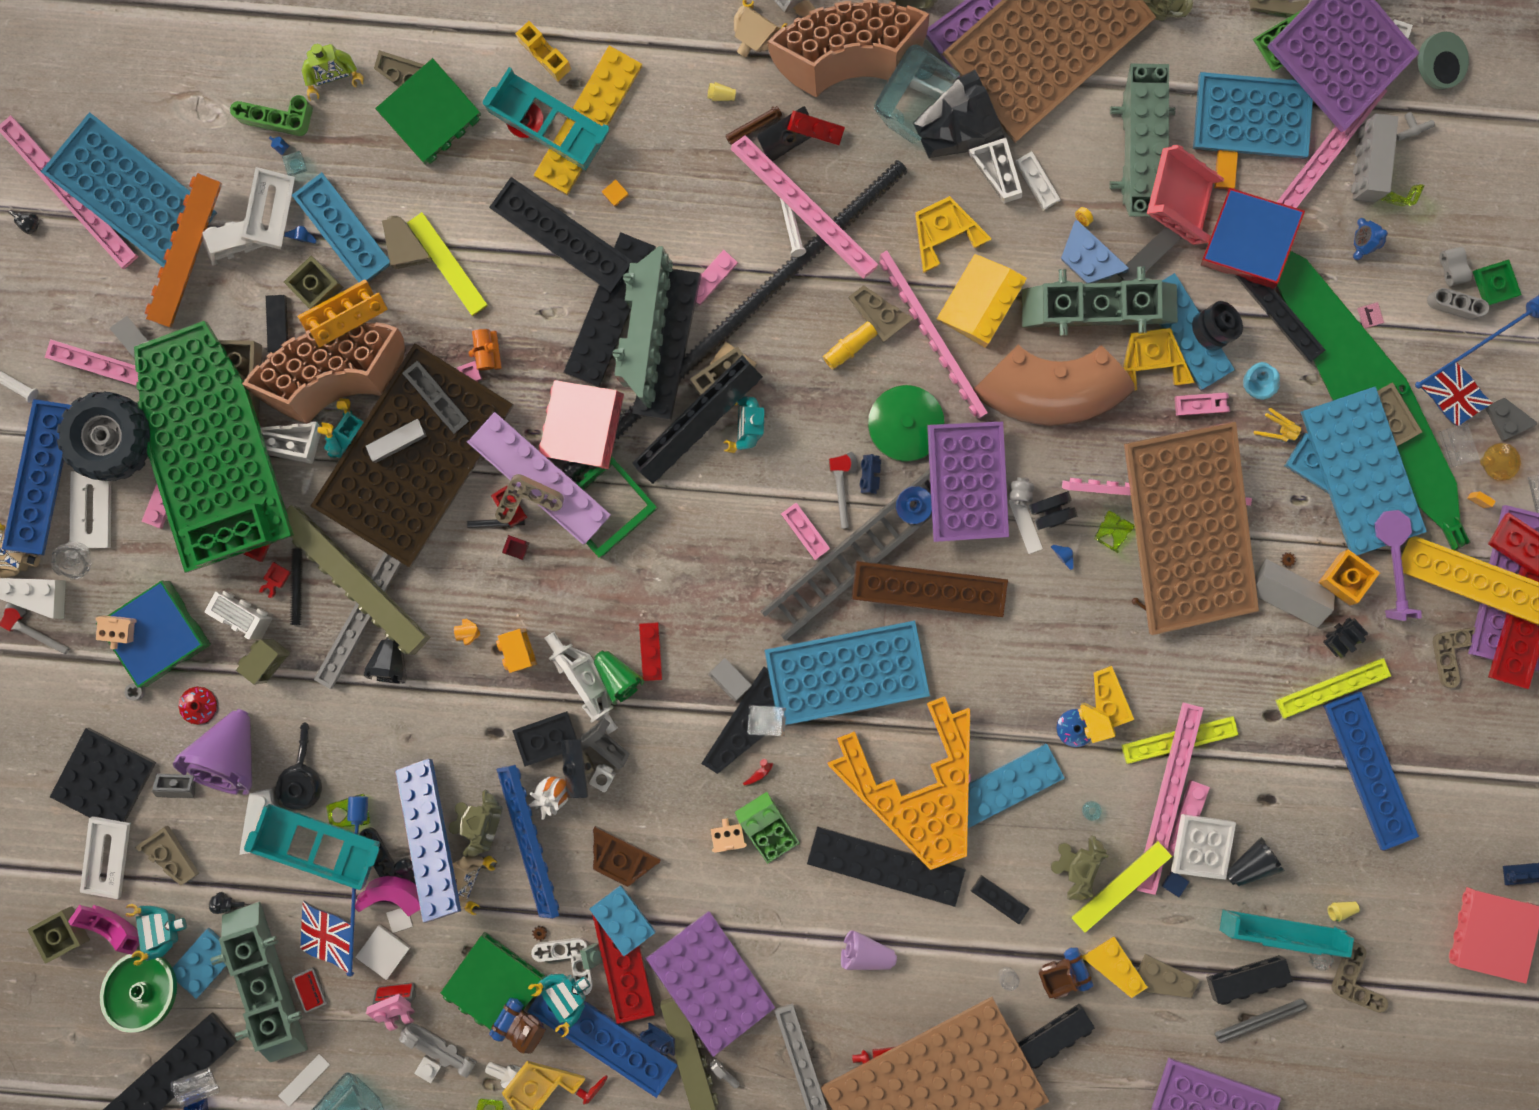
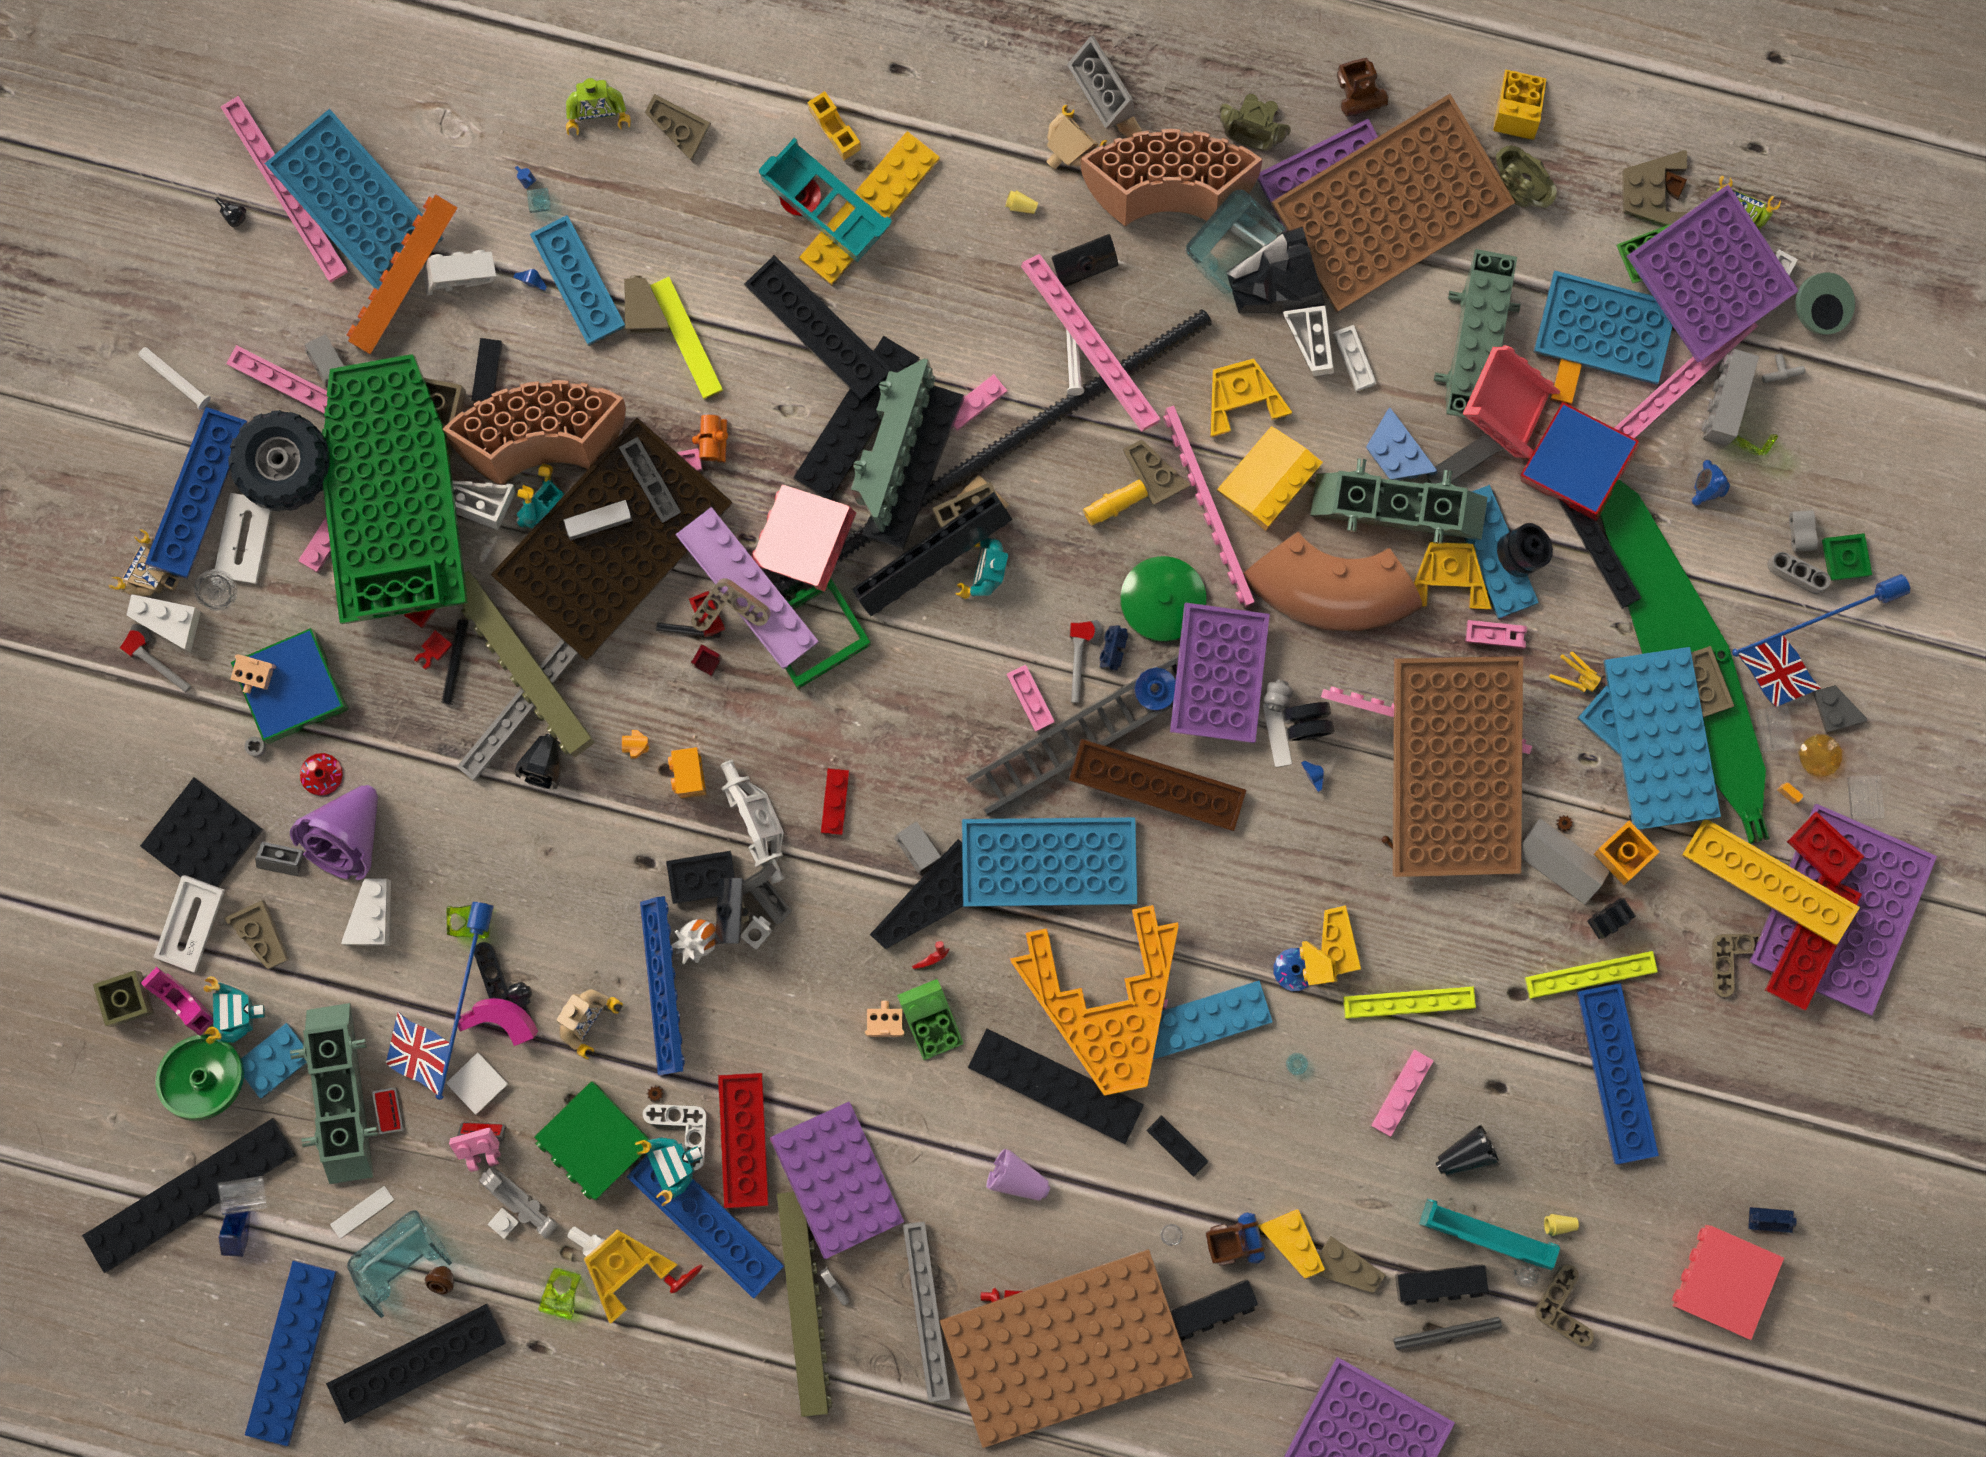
camera: 10 degrees right, 5 degrees down
(221, 903) = (308, 998): black piece -> none
(238, 615) = (387, 681): wedge -> none
(261, 182) = (522, 225): white piece -> none
(262, 661) = (405, 735): olive brick -> none
(271, 115) = (522, 143): bright green beam -> none
(275, 834) = (390, 922): teal piece -> none
(299, 785) = (418, 881): black piece -> none
(313, 283) = (536, 335): olive brick -> none
(342, 313) = (564, 371): light orange fence -> none
(398, 920) = (501, 1051): white sticker -> none
(428, 841) = (553, 963): plate -> none
(429, 112) = (697, 170): green panel -> none
(477, 823) = (610, 956): olive piece -> none
(517, 1026) = (615, 1187): reddish brown piece -> none
(591, 956) = (709, 1127): sand green plate -> none
(615, 193) = (885, 292): light orange tile -> none
(616, 676) = (793, 822): green cone -> none
(620, 858) = (760, 1025): reddish brown wing -> none
(622, 920) = (751, 1092): dark azure plate -> none
(658, 1039) = (768, 1231): dark blue hinge -> none
(754, 125) = (1051, 244): reddish brown axle -> none
(766, 721) = (951, 897): clear plate -> none
(816, 128) = (1118, 259): red plate -> none
(1080, 867) = (1274, 1123): olive piece -> none
(1084, 216) = (1399, 406): yellow tile -> none
(1117, 527) = (1376, 753): clear neon green piece -> none
(1121, 886) = (1315, 1153): neon yellow tile -> none
(1172, 786) = (1385, 1064): bright pink plate -> none
(1175, 884) = (1377, 1162): dark blue tile -> none
(1203, 847) = (1414, 1124): white plate -> none
(1261, 384) = (1562, 622): medium azure piece -> none
(1370, 315) = (1701, 569): clear pink sticker -> none
(1393, 530) = (1682, 807): medium lavender piece -> none

